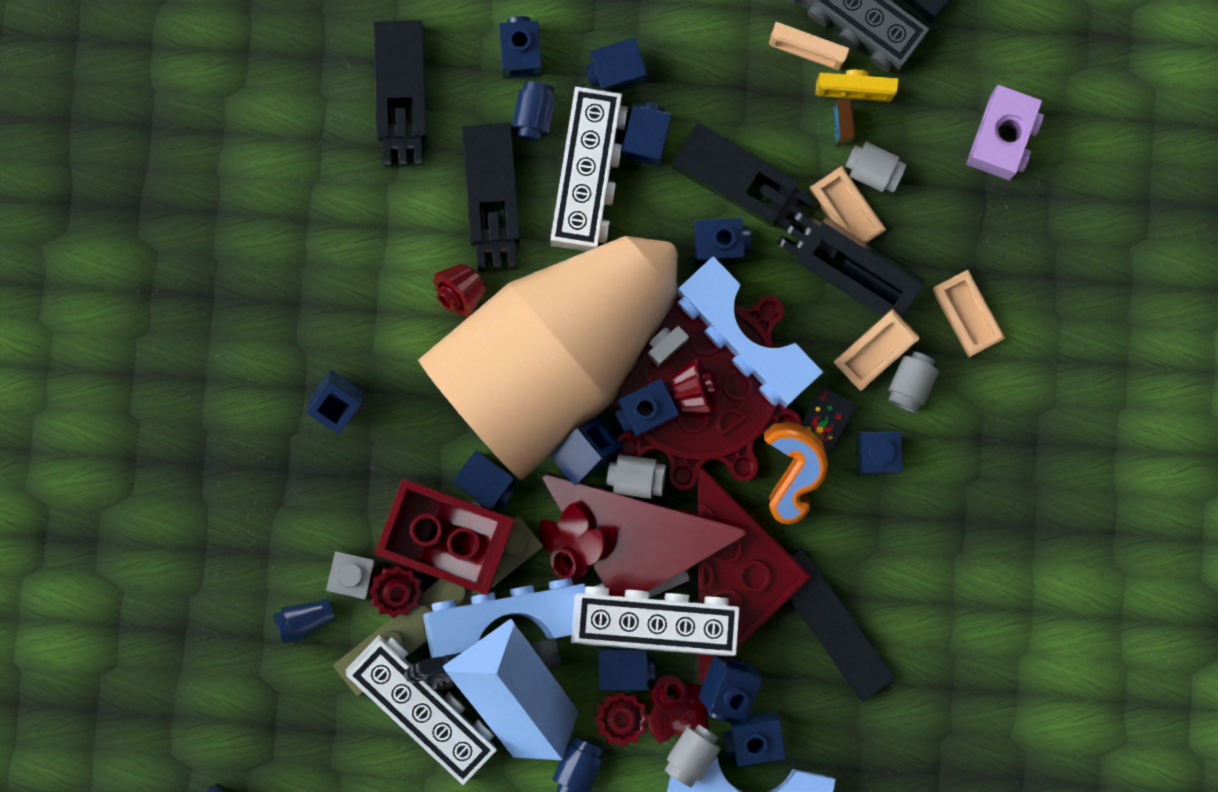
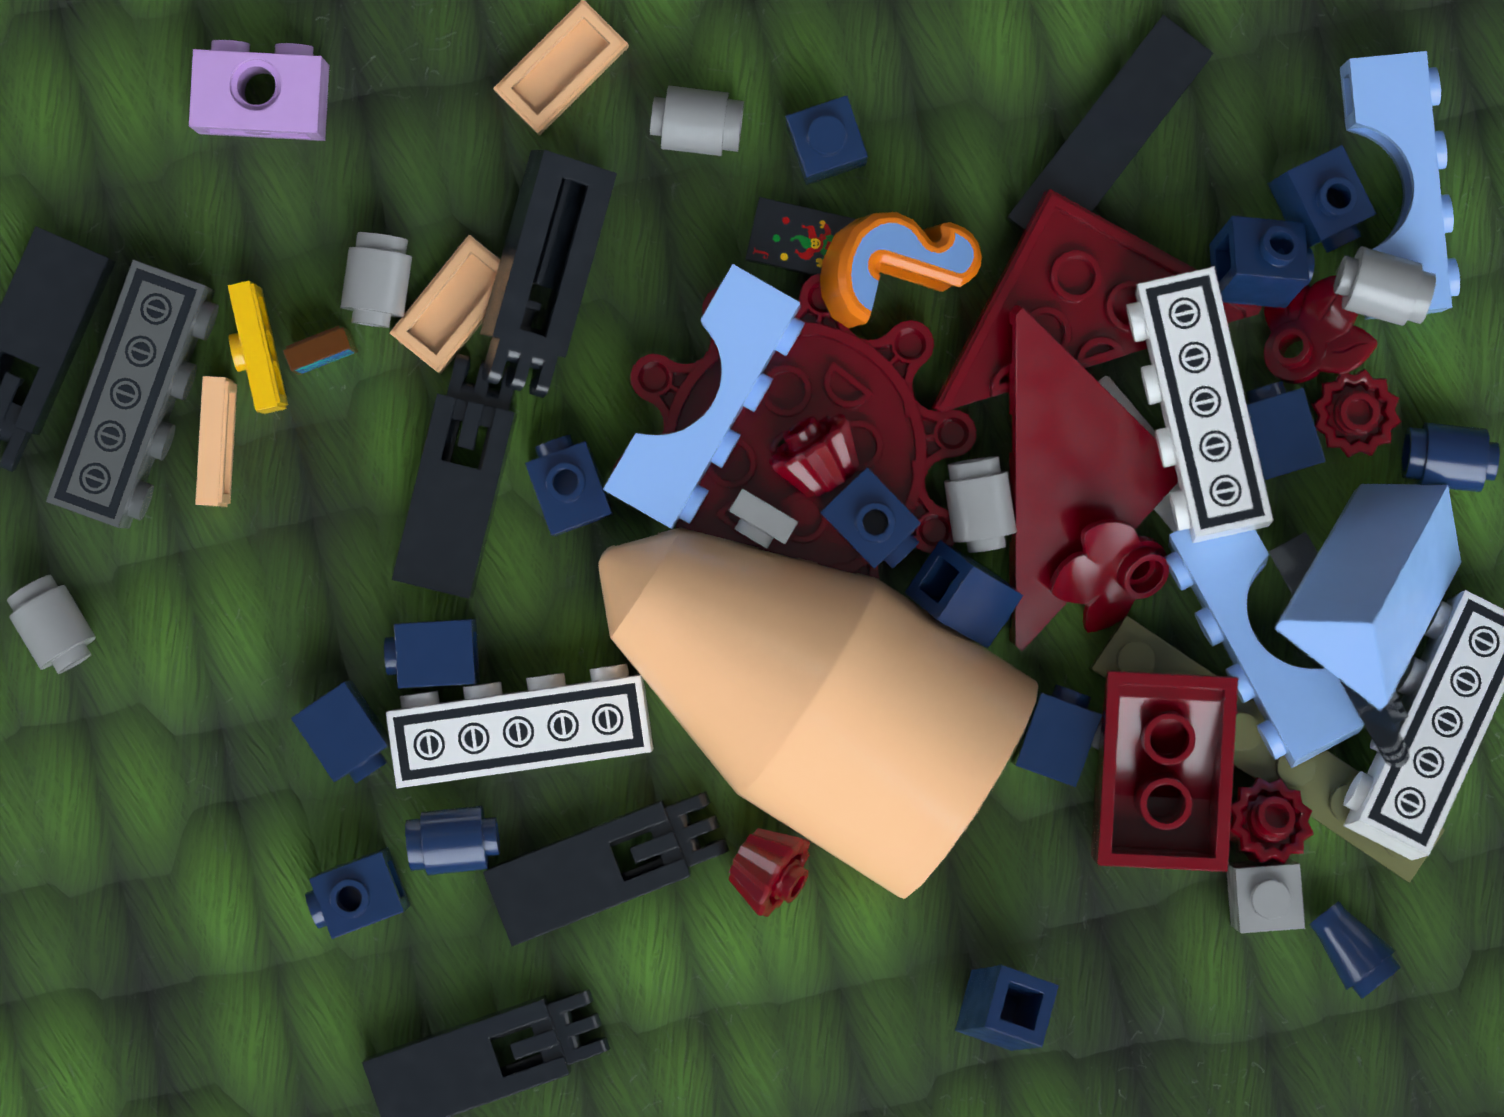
camera: 105 degrees left, 5 degrees up
(876, 349) = (664, 192): light nougat tile -> none

